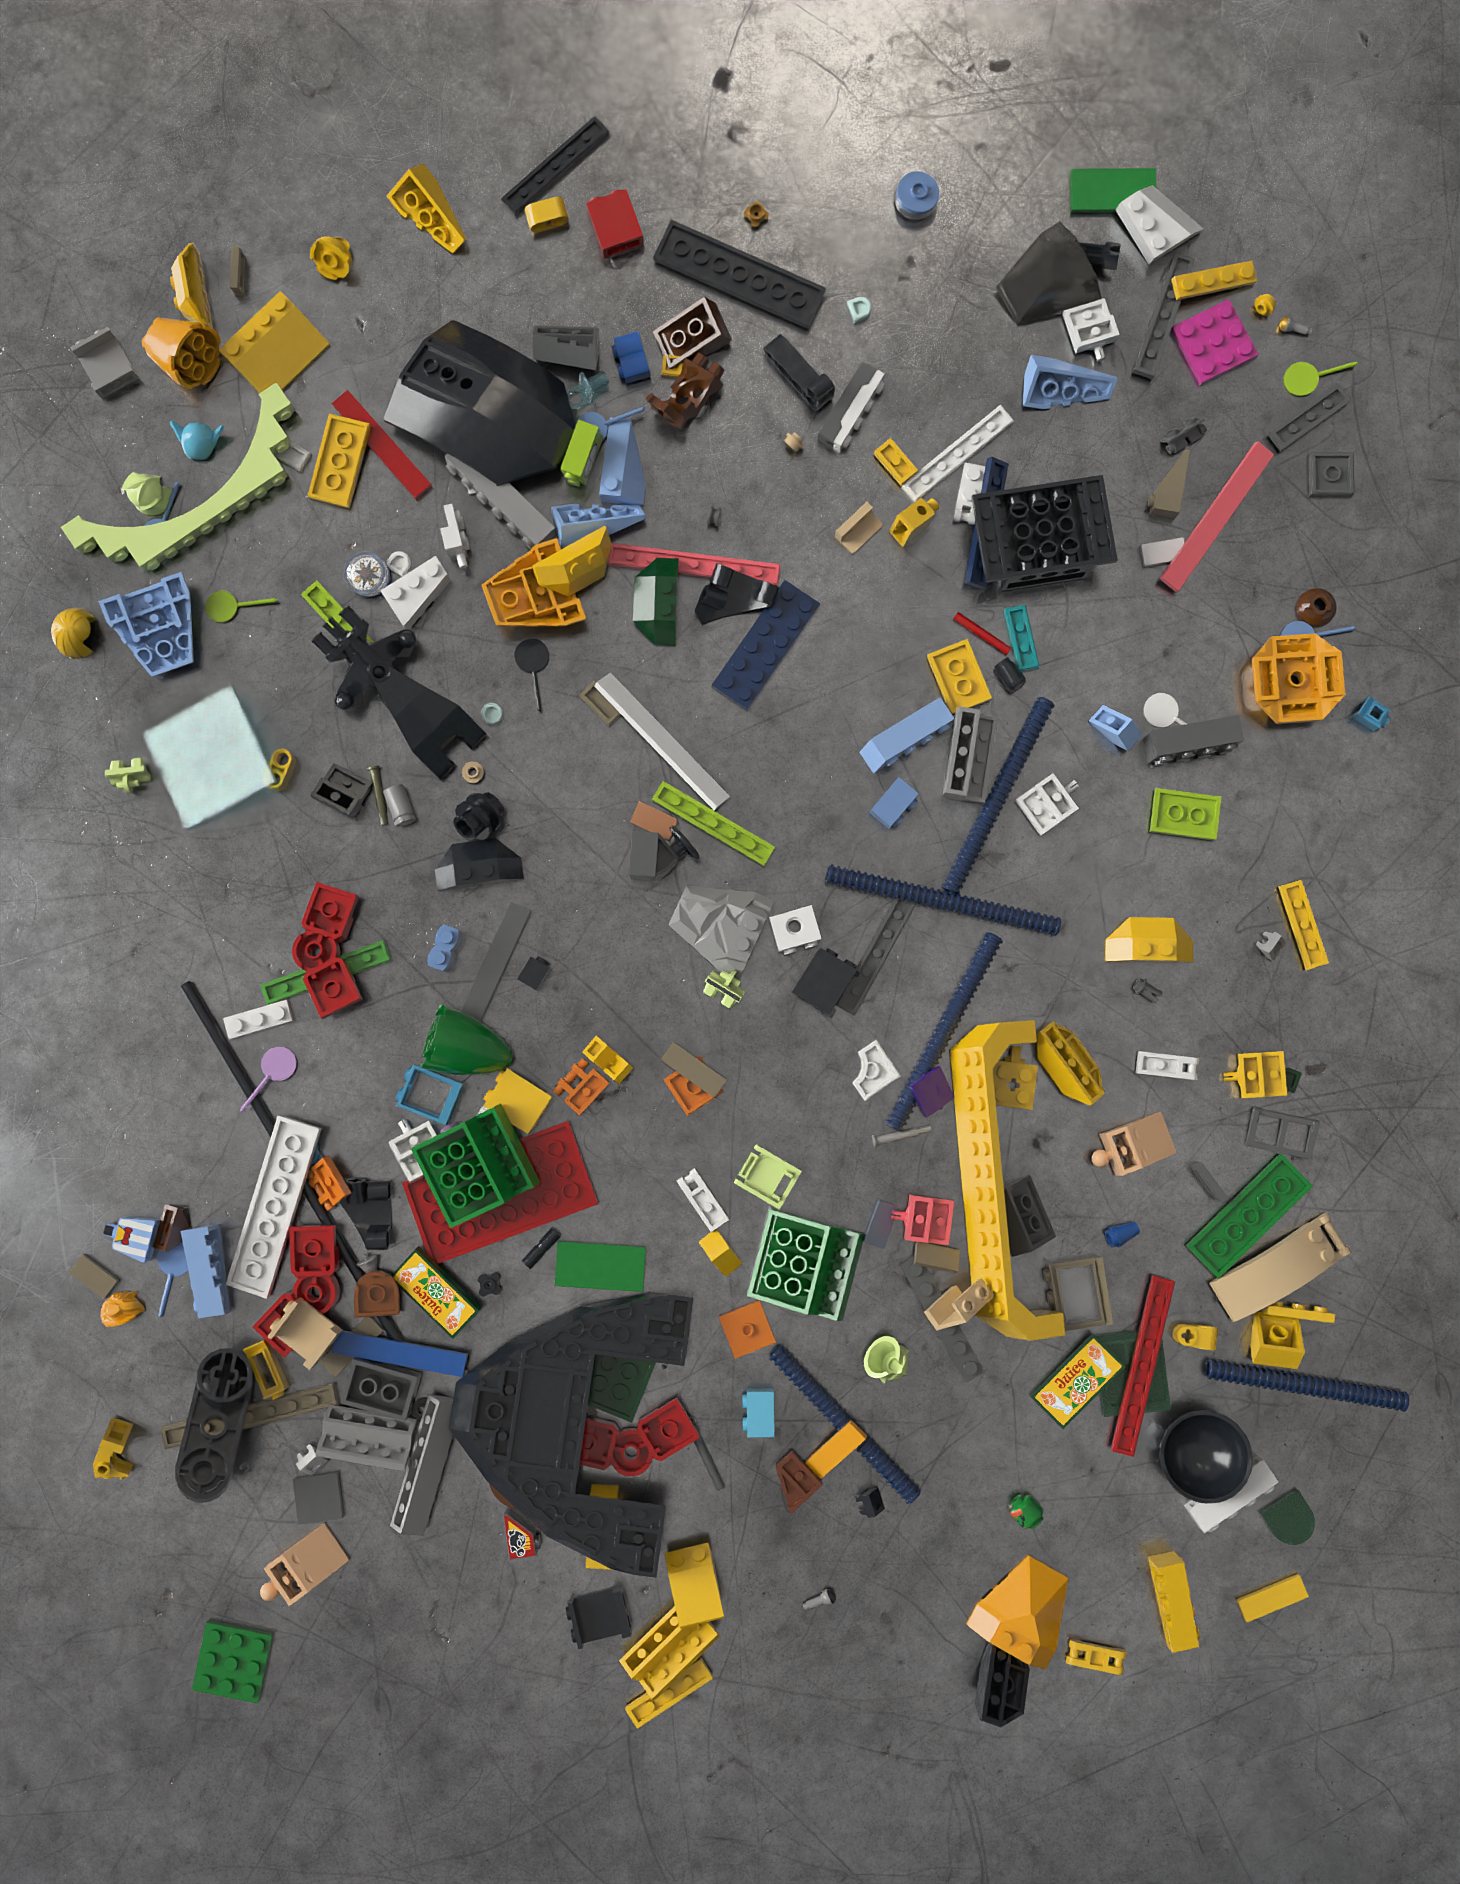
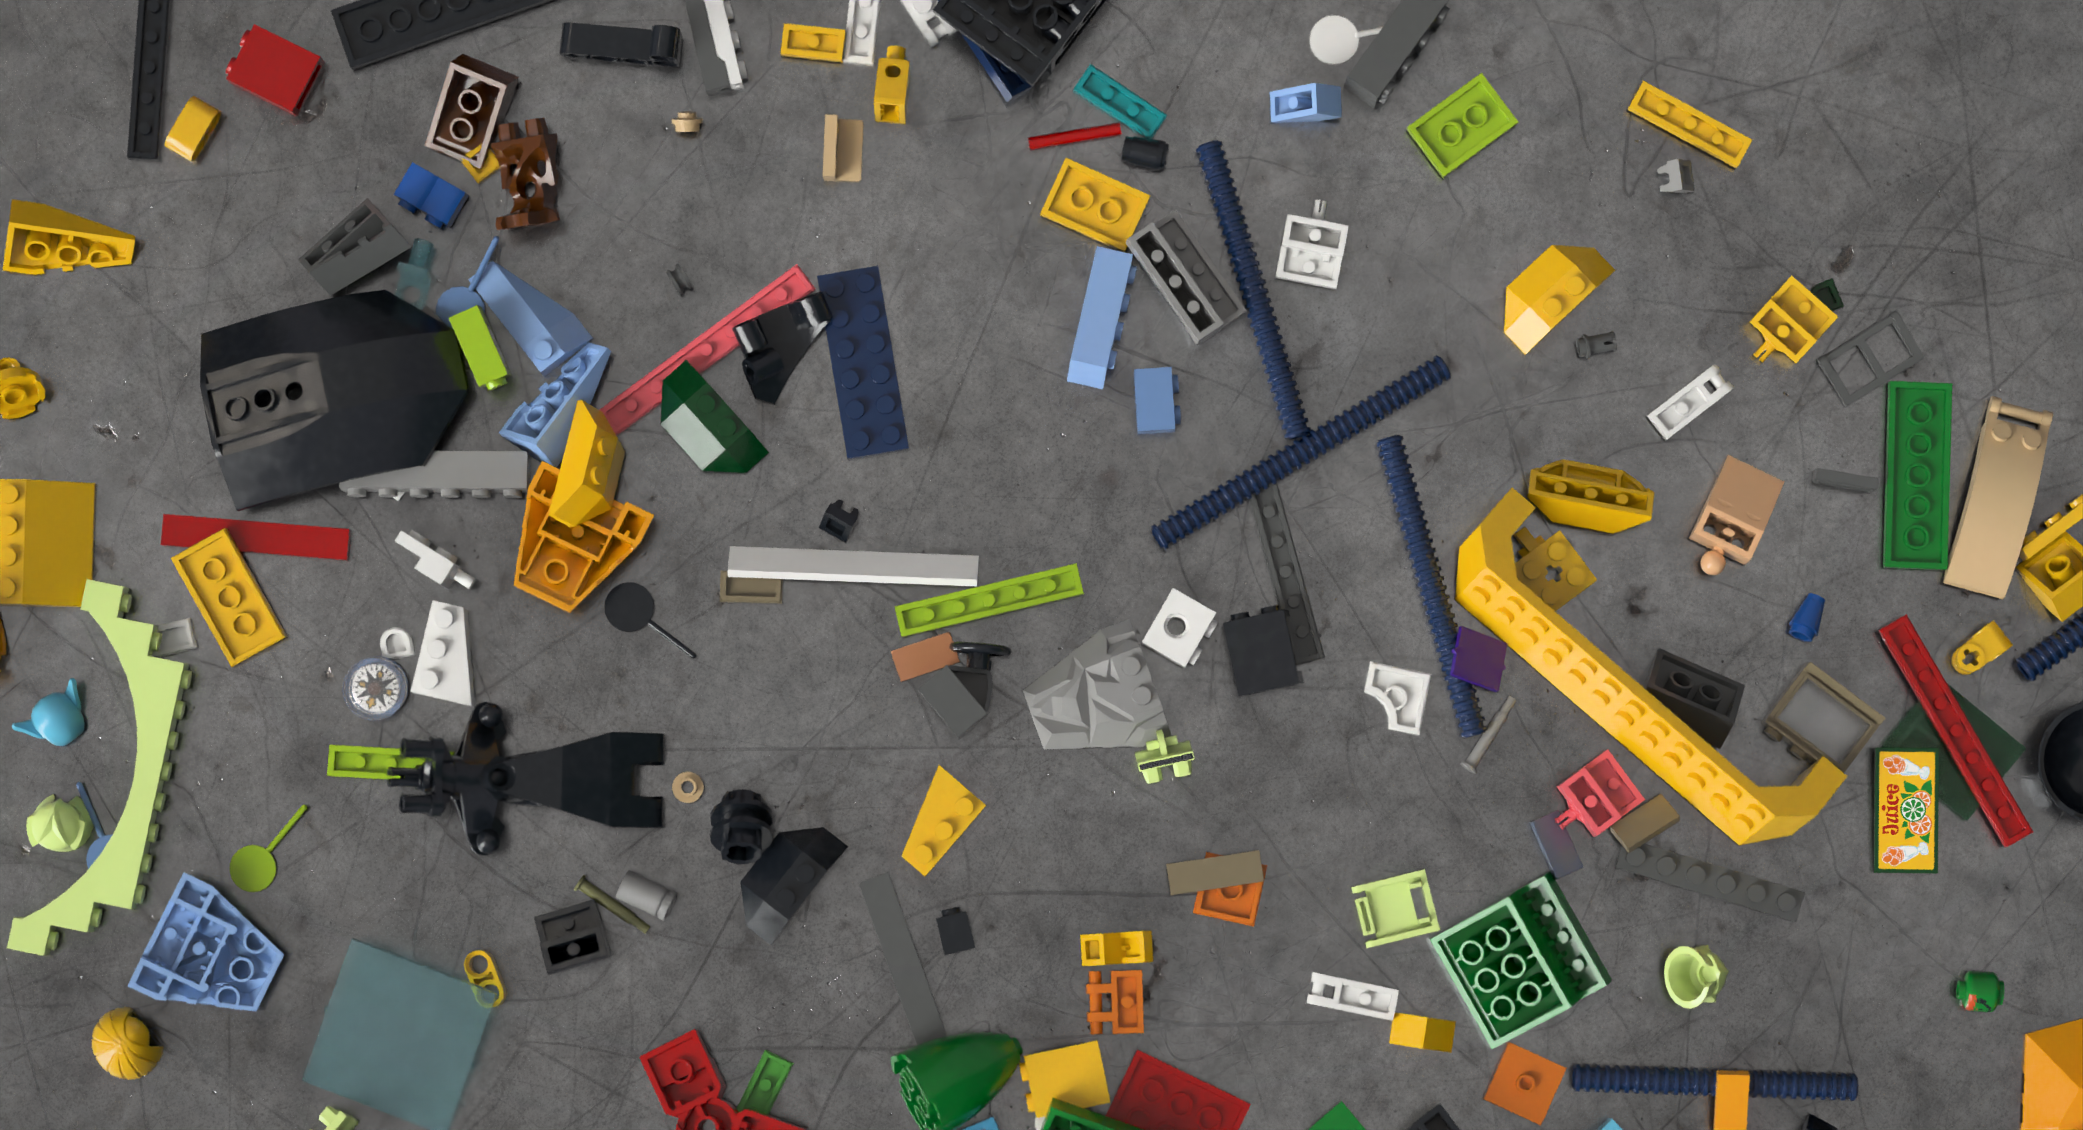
camera: 45 degrees left, 0 degrees up
(447, 942) = (841, 1004): medium blue brick -> none
(492, 714) = (648, 707): light aqua tile -> none
(581, 911) = (941, 821): none -> yellow wing
(676, 712) = (838, 521): none -> black tile
(958, 1308) = (1713, 853): tan panel -> none

